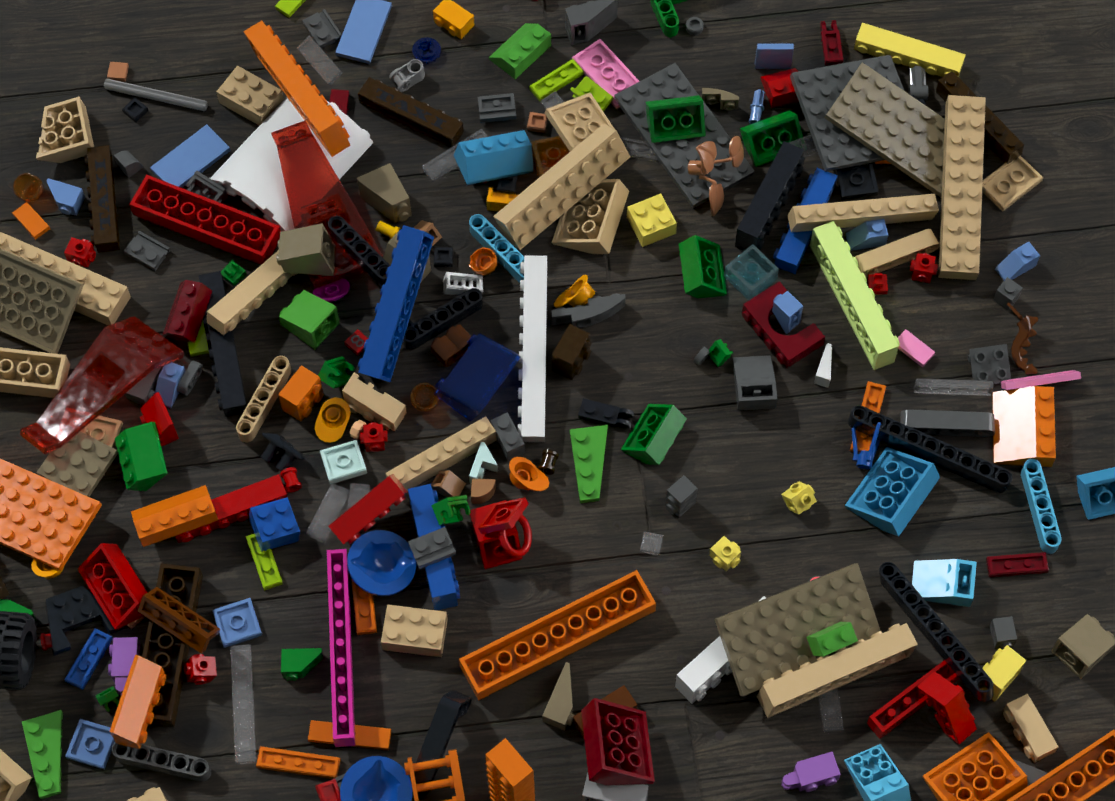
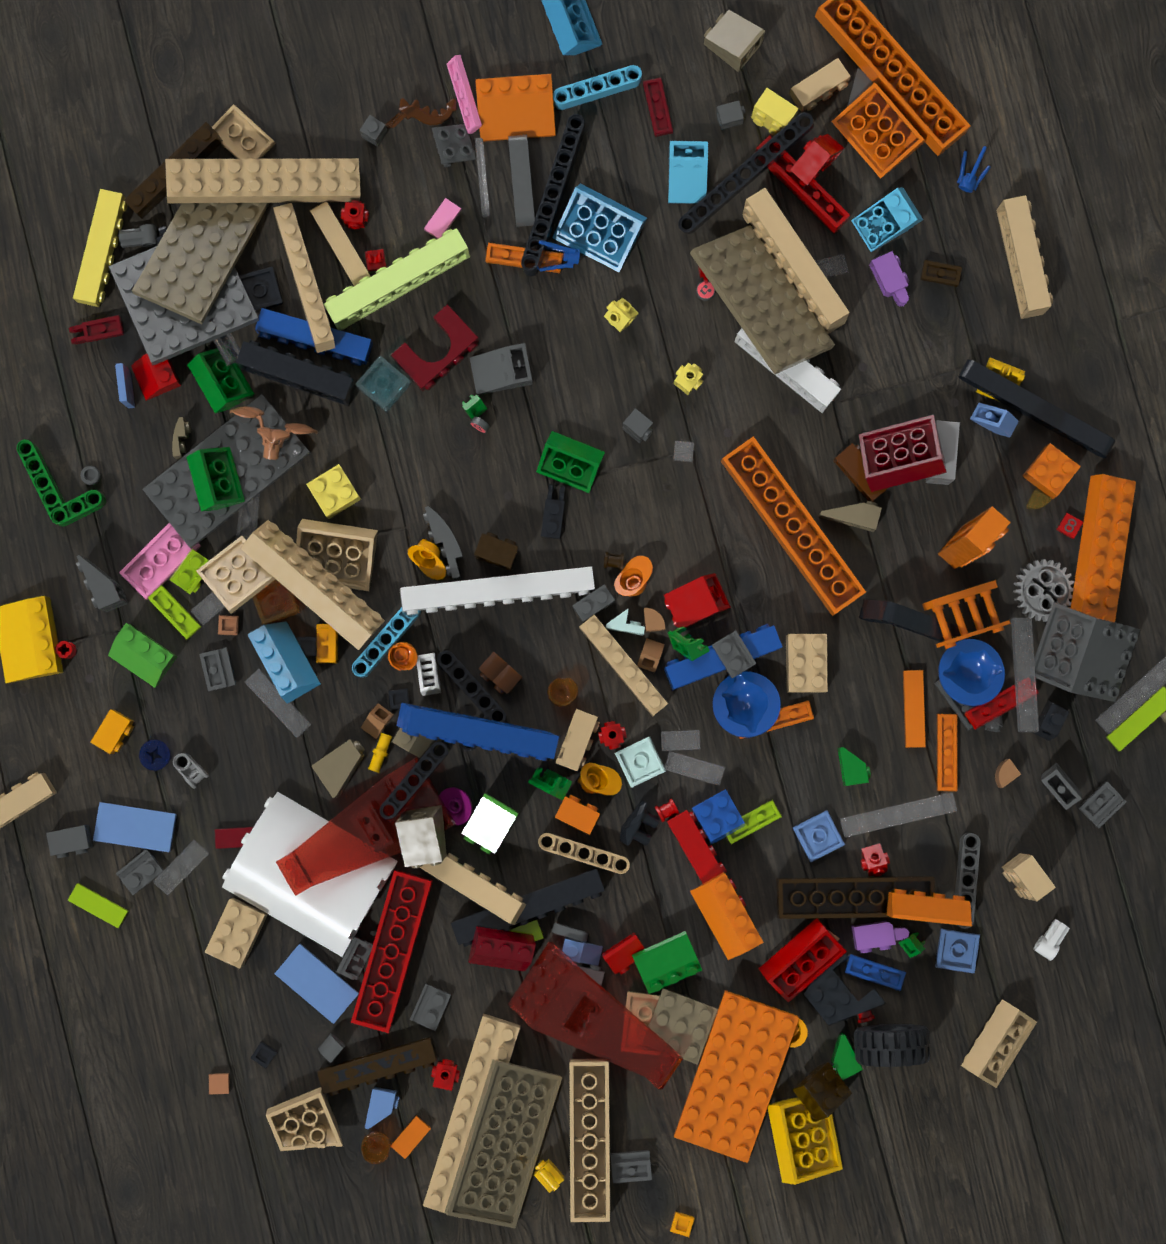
camera: 100 degrees left, 20 degrees up
(45, 751) = (969, 994): bright green wing -> none
(154, 94) = (243, 1036): light grey axle -> none
(175, 621) = (840, 890): reddish brown fence -> none
(233, 273) = (445, 912): green tile -> none
(298, 88) = (235, 878): orange brick -> none
(340, 648) = (836, 729): dark pink brick -> none
(356, 342) = (507, 770): red tile -> none
(356, 428) = (604, 753): light nougat tile -> none
(367, 509) = (697, 724): red brick -> none
(411, 112) = (234, 759): dark brown brick -> none
(476, 376) = (536, 639): clear blue windscreen -> none
(503, 517) = (695, 589): red tile -> none
(588, 456) = (603, 522): bright green wing -> none
(702, 268) = (381, 434): green slope -> none
(757, 106) = (184, 399): medium blue axle -> none
(787, 311) = (424, 343): medium blue slope -> none
(823, 373) = (477, 303): white slope -> none
(832, 639) = (771, 266): bright green brick -> none
(868, 235) = (324, 274): medium blue slope -> none
(1018, 262) = (336, 123): medium blue slope -> none

